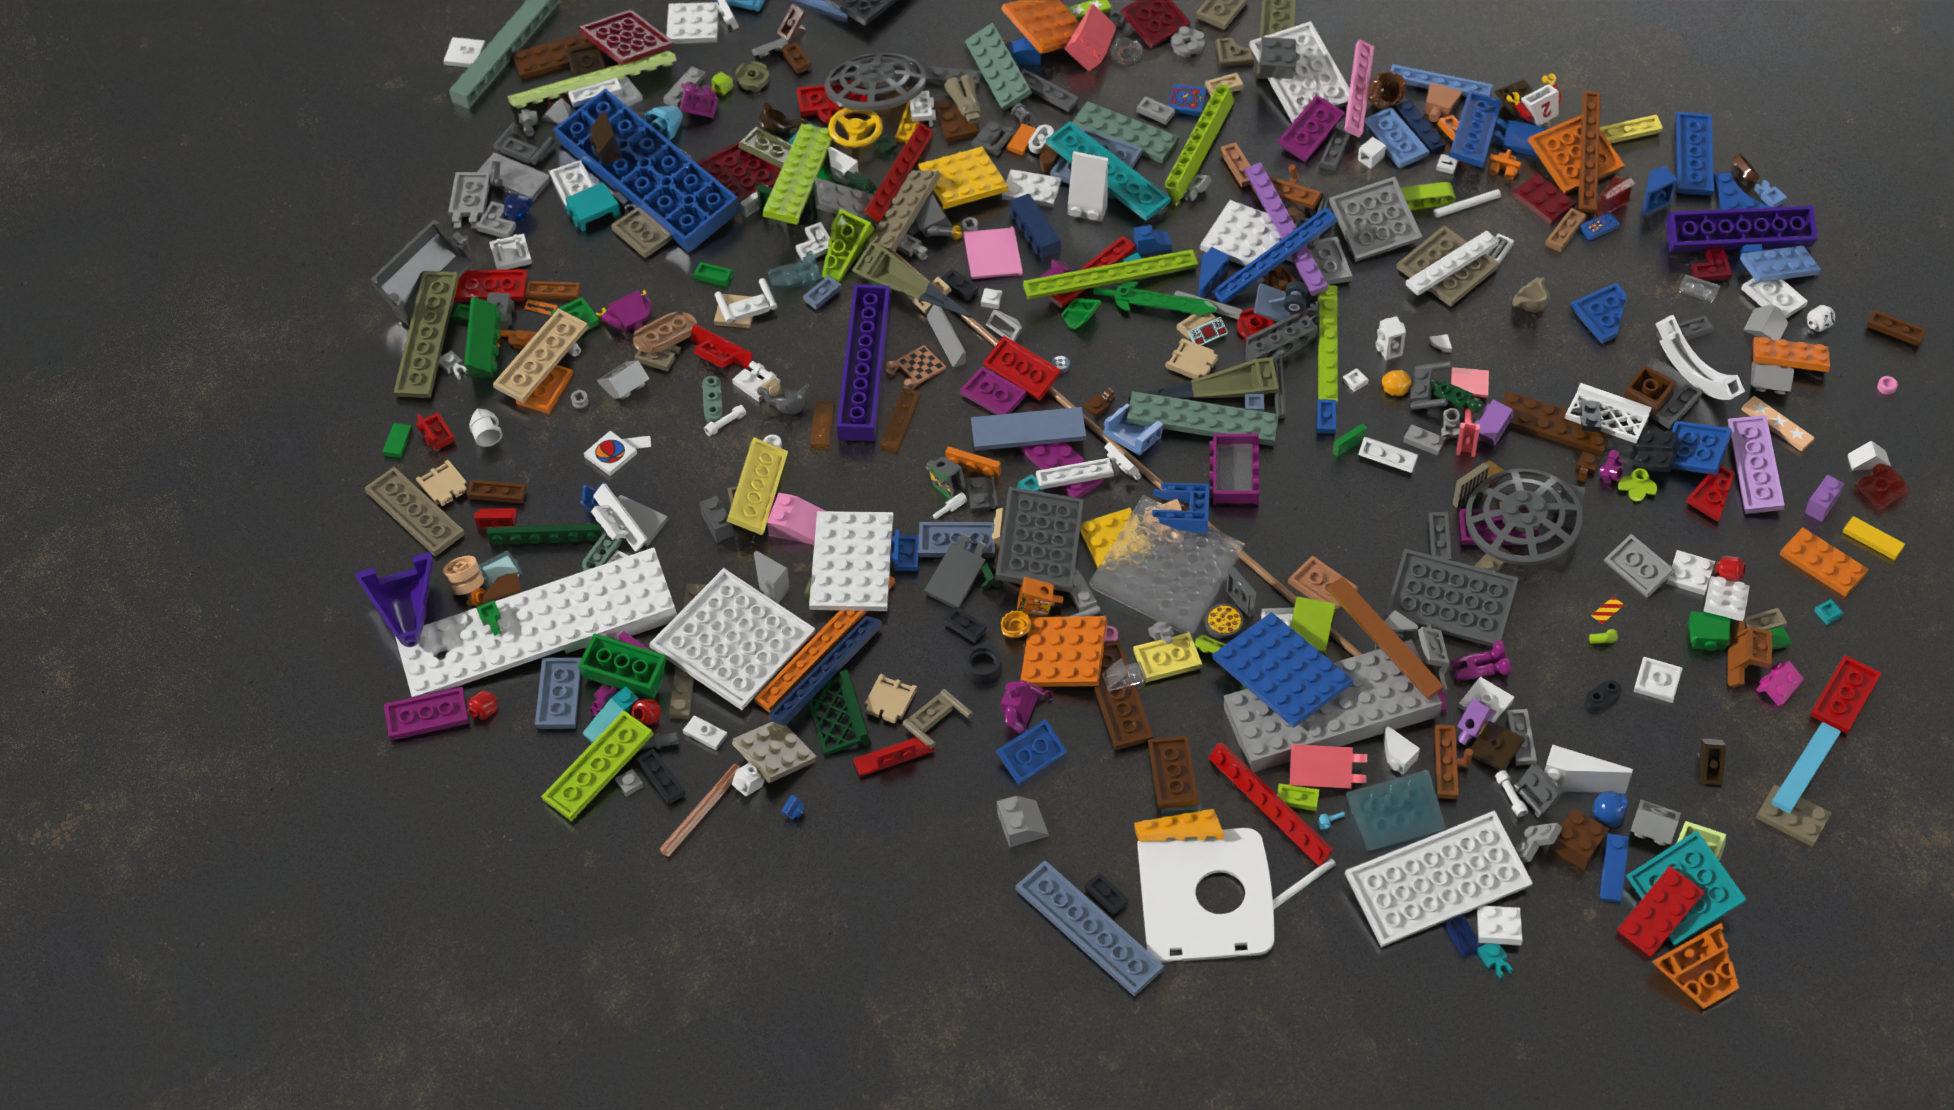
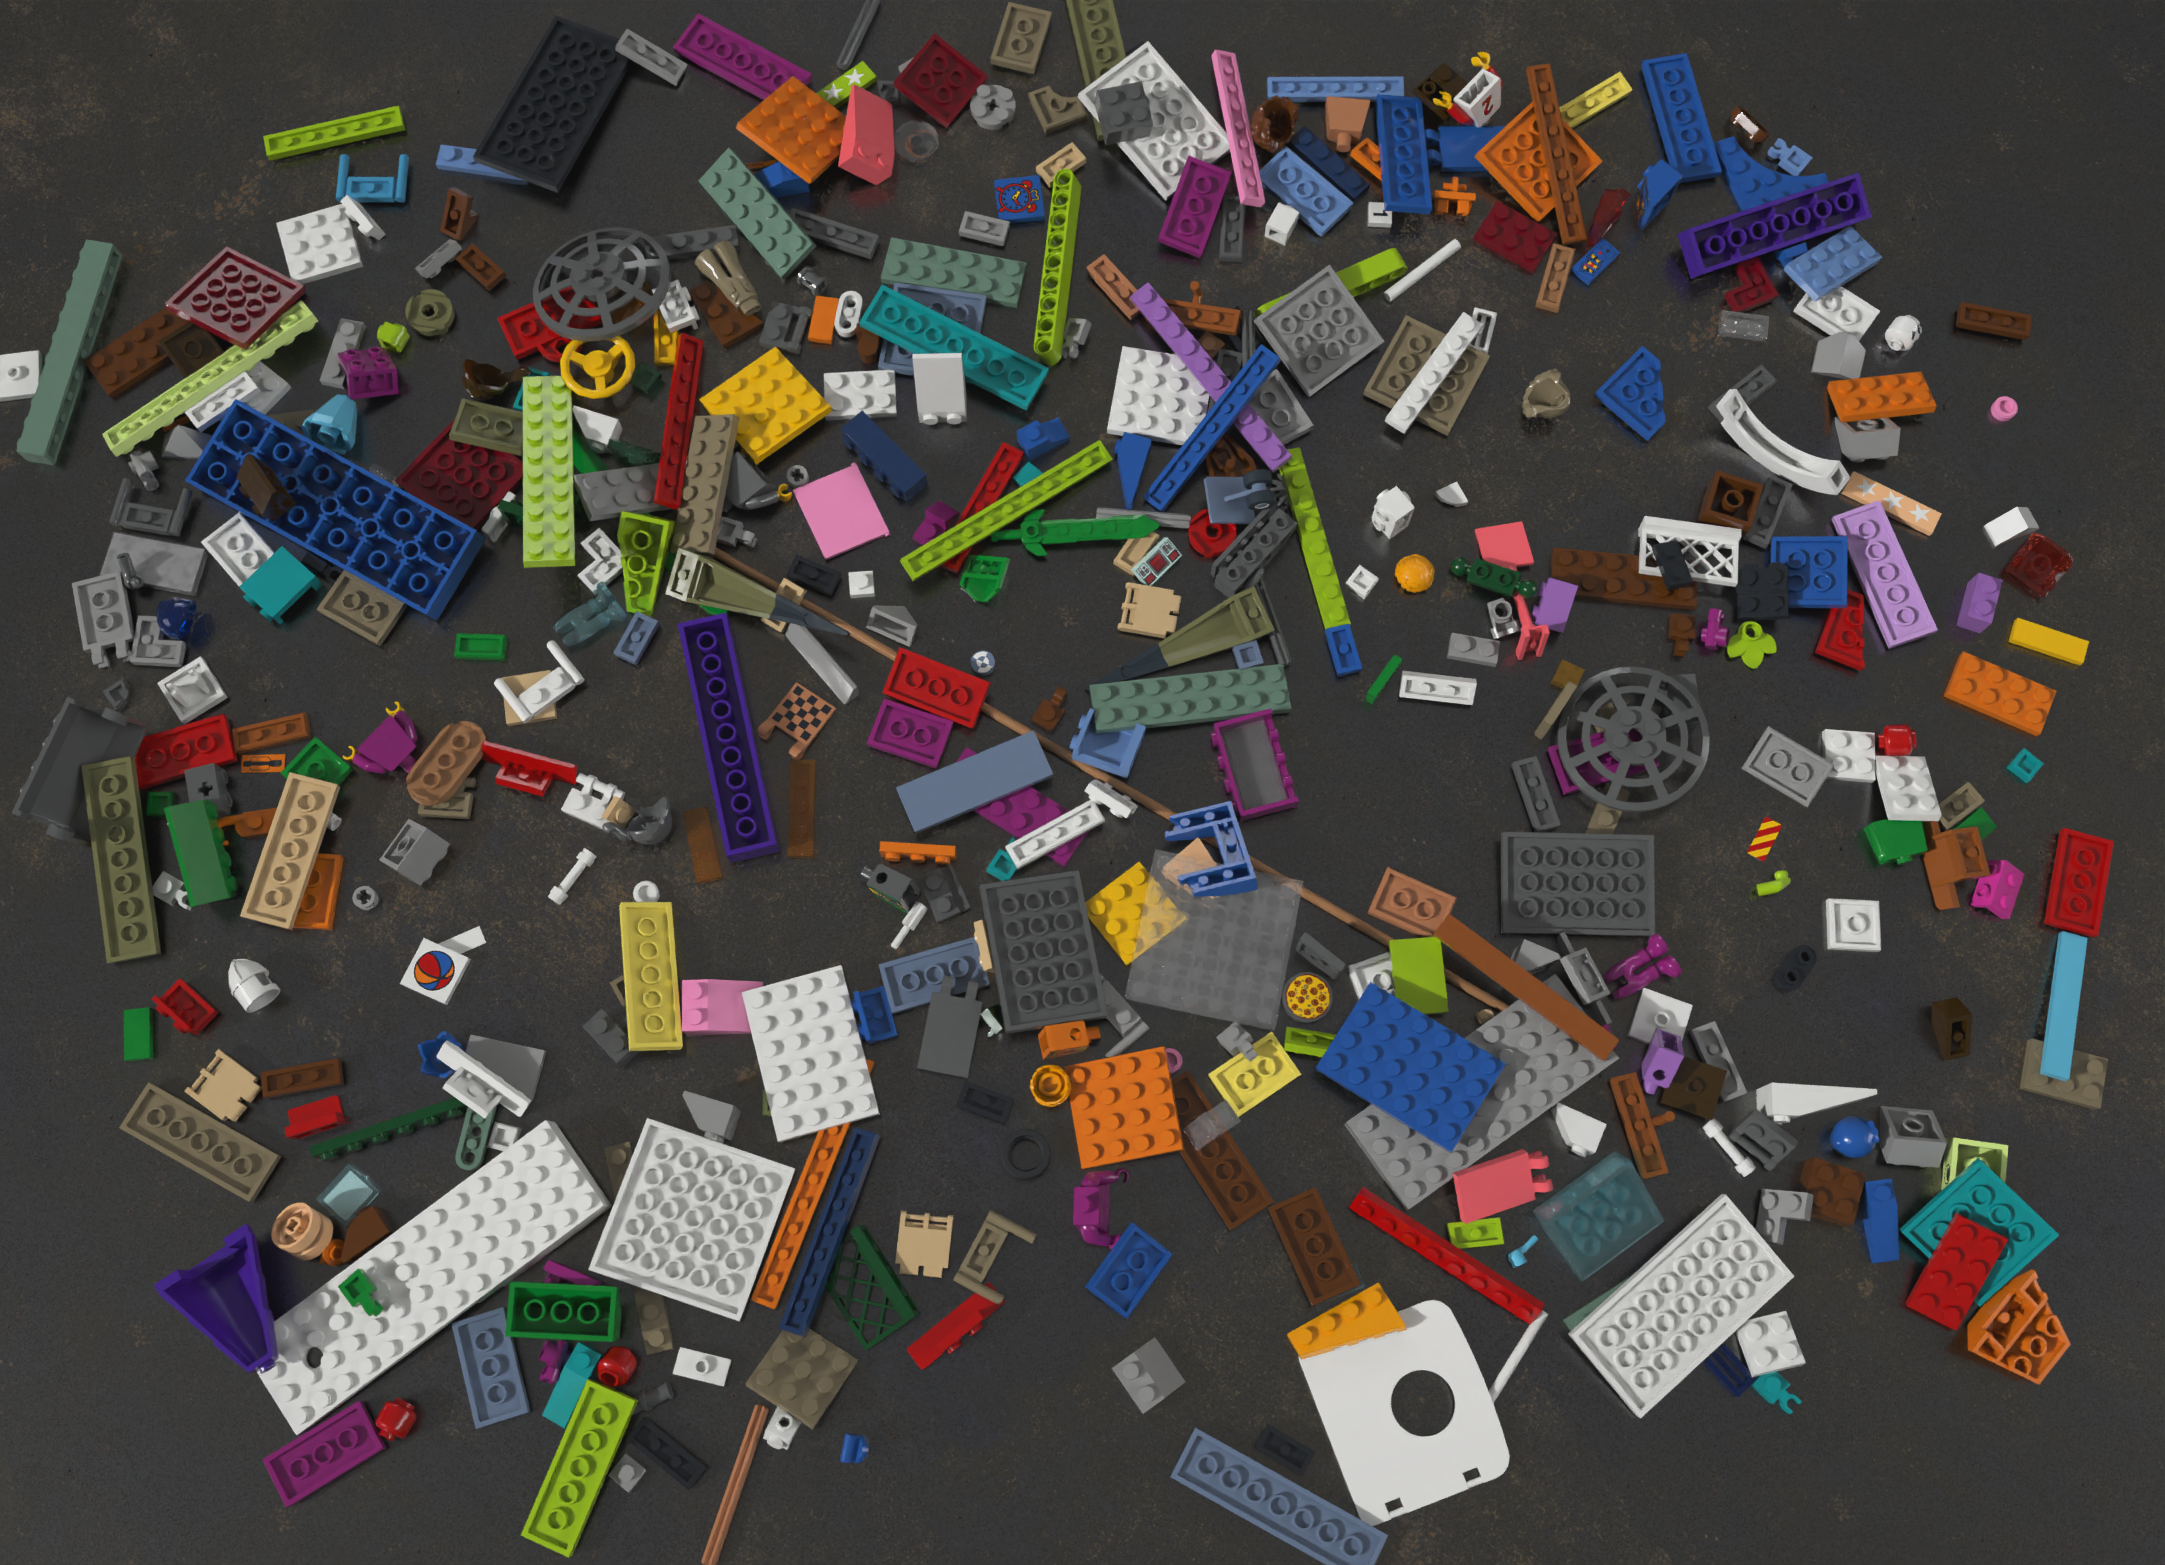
camera: 20 degrees left, 20 degrees up
(712, 406) = (549, 855): sand green plate -> none
(1421, 386) = (1448, 570): dark grey plate -> none

